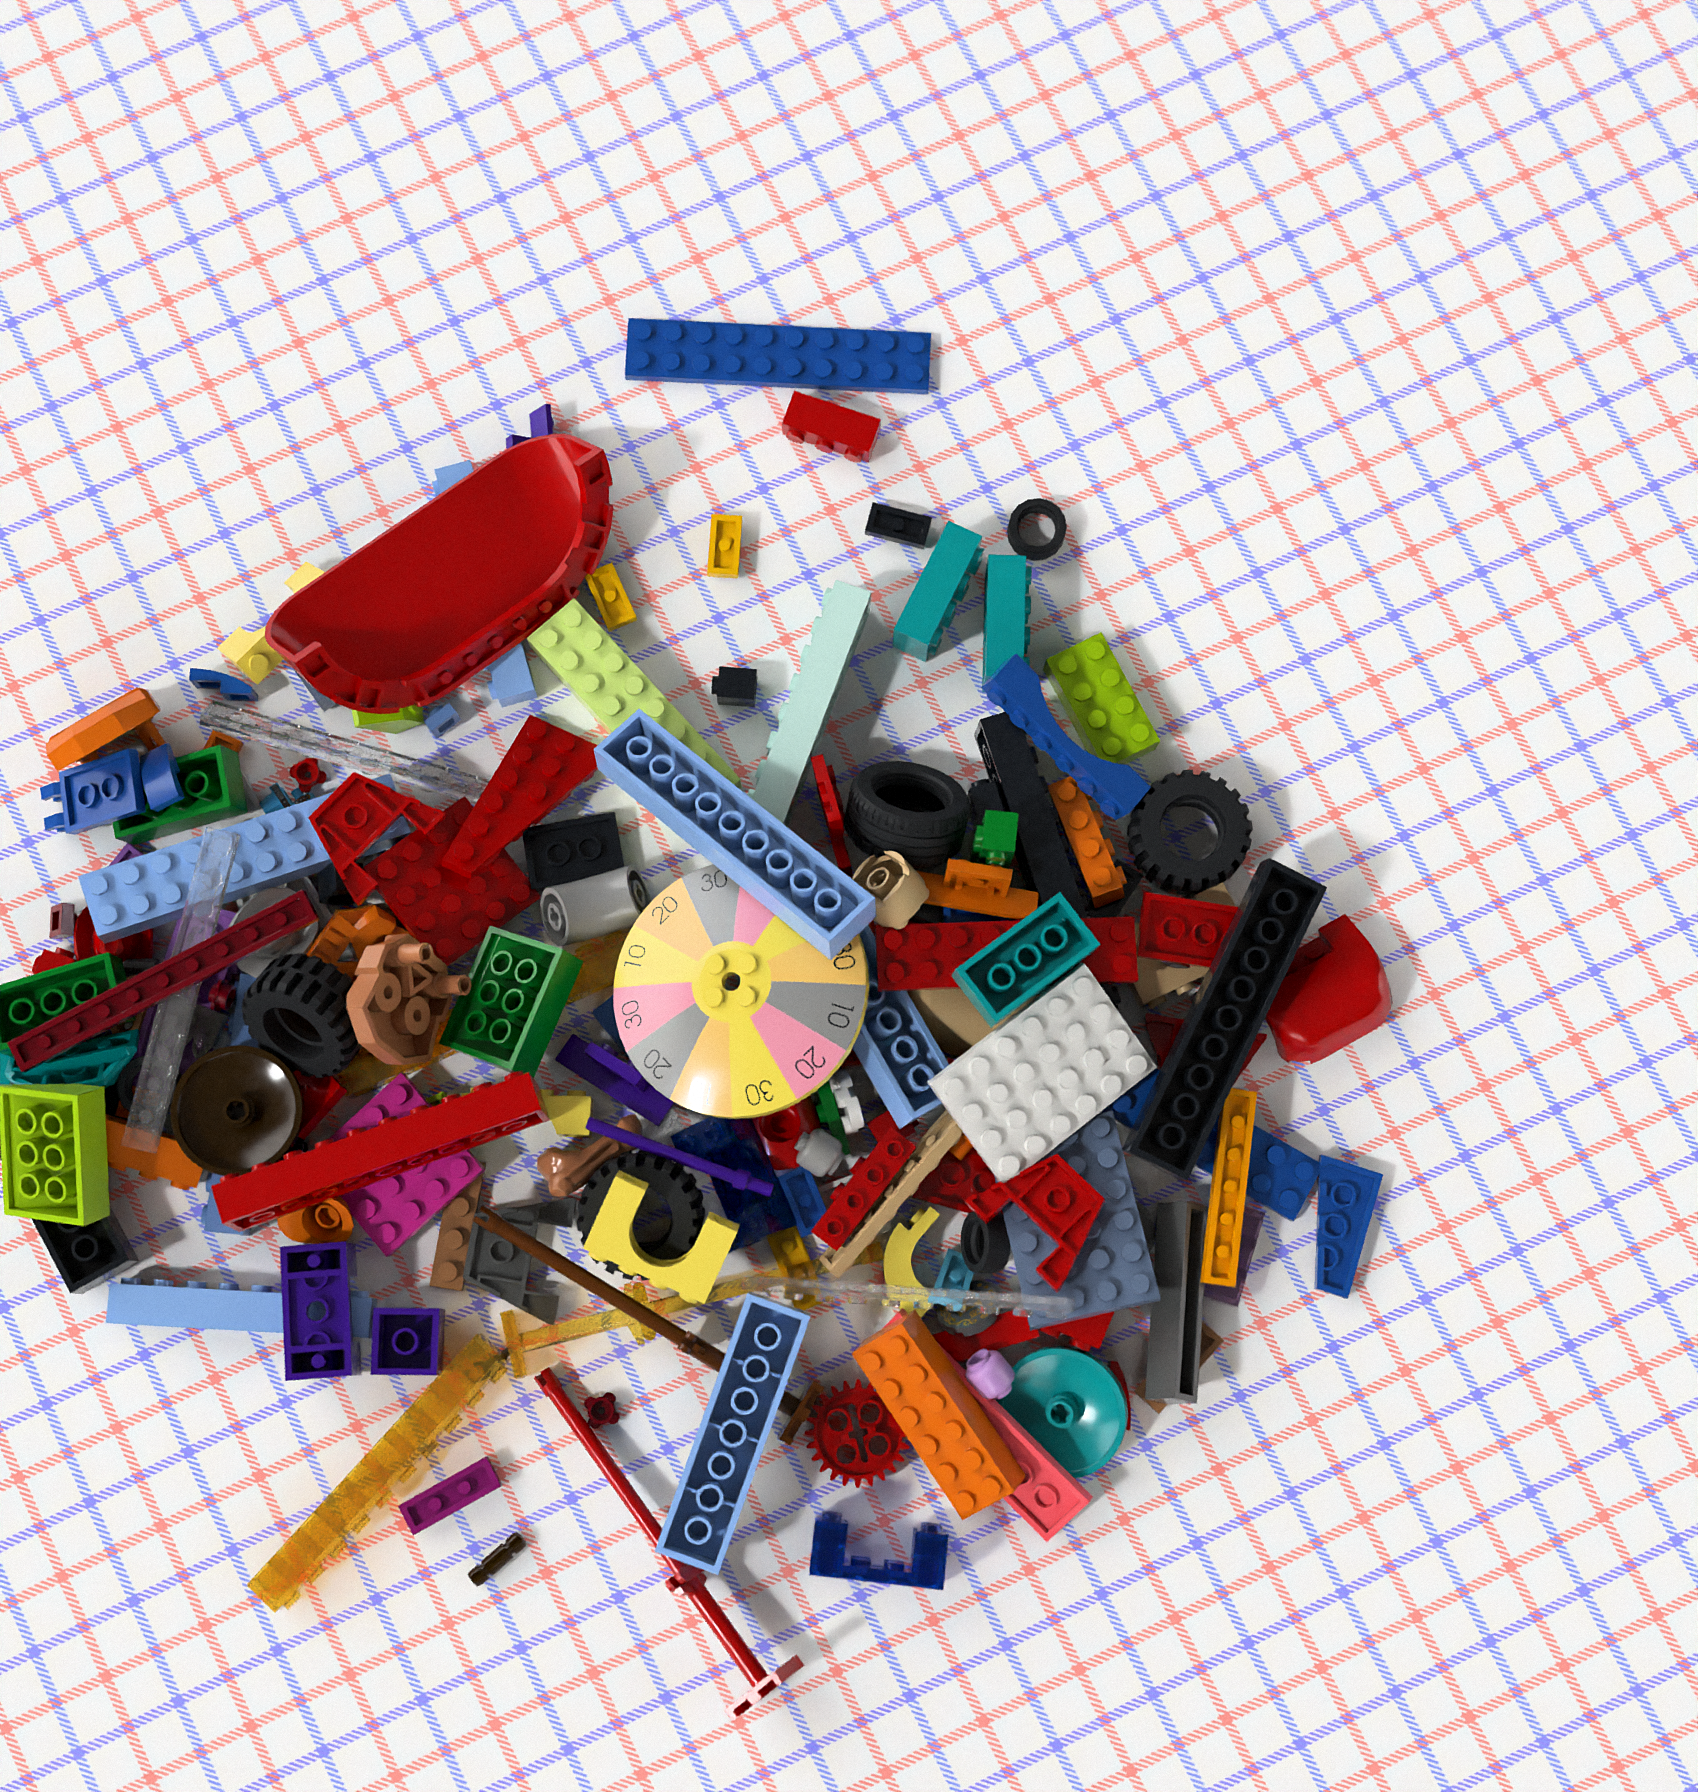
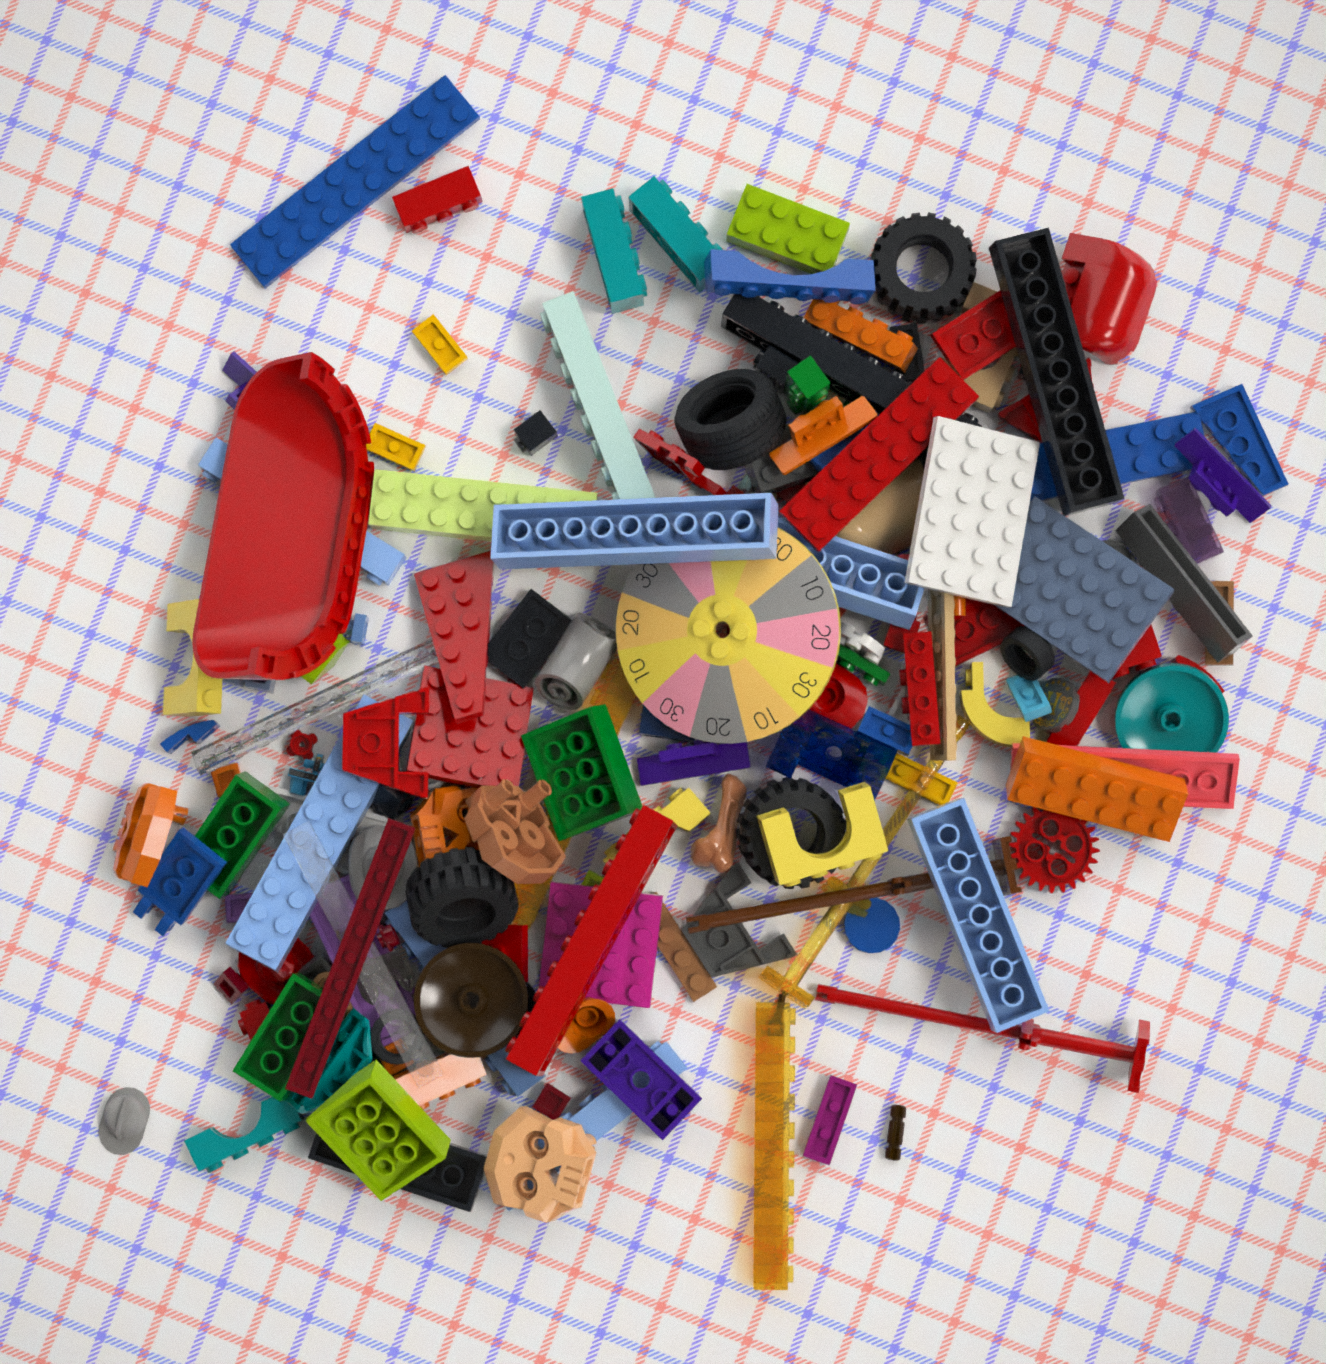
camera: 35 degrees left, 5 degrees up
(160, 778) = (216, 831): blue slope -> none
(171, 1322) = (517, 1158): none -> light nougat brick
(231, 1262) = (551, 1102): none -> dark red plate
(407, 1341) = (714, 1048): dark purple brick -> none
(609, 1416) = (876, 972): dark red plate -> none
(640, 1365) = (876, 930): none -> blue tile
(740, 1179) = (837, 752): dark purple bar -> none
(819, 1152) = (871, 691): light grey head -> none
(894, 885) = (769, 473): tan brick -> none
(898, 525) = (543, 228): black plate -> none
(922, 1297) = (1022, 723): clear plate -> none
(926, 1557) = (1168, 887): clear blue plate -> none
(989, 1374) = (1105, 734): lavender head -> none
(1025, 960) = (899, 447): teal brick -> none
(1042, 507) = (638, 128): black tyre -> none
(1056, 1202) = (1052, 586): red wing -> none
(1228, 1189) = (1154, 481): light orange plate -> none
(1288, 1240) = (1219, 479): none -> dark purple bracket

